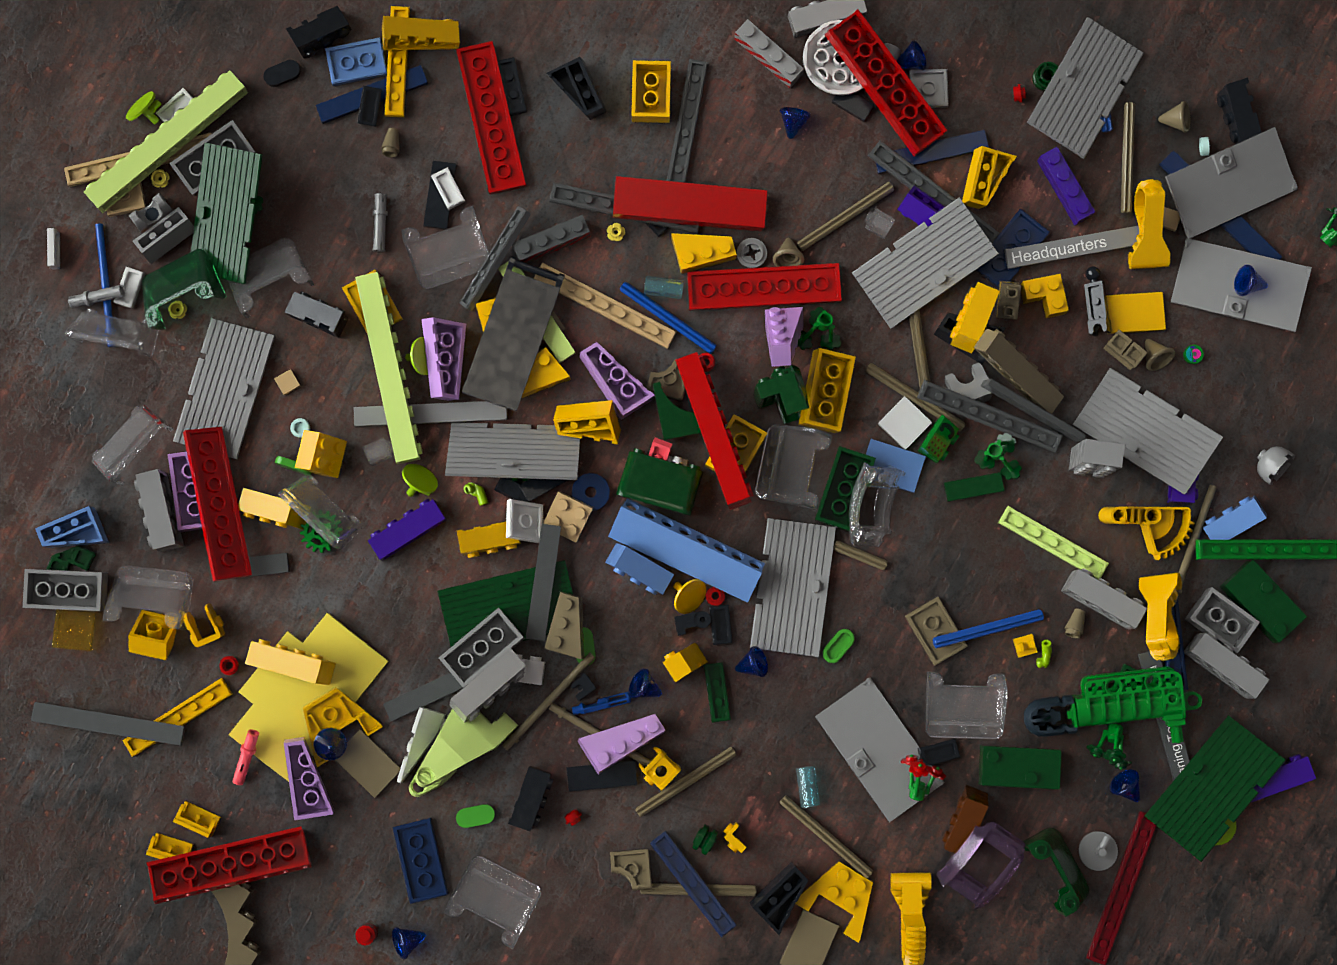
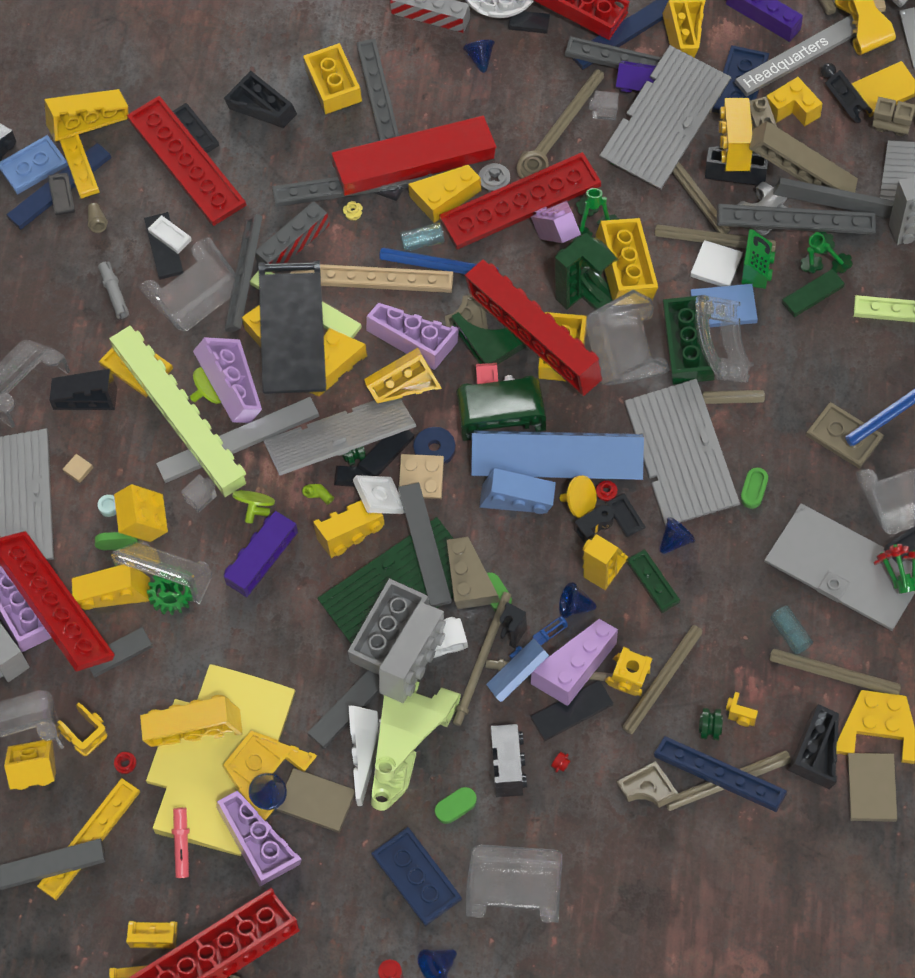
camera: 20 degrees left, 20 degrees down
(569, 730) = (517, 670): none -> medium blue tile

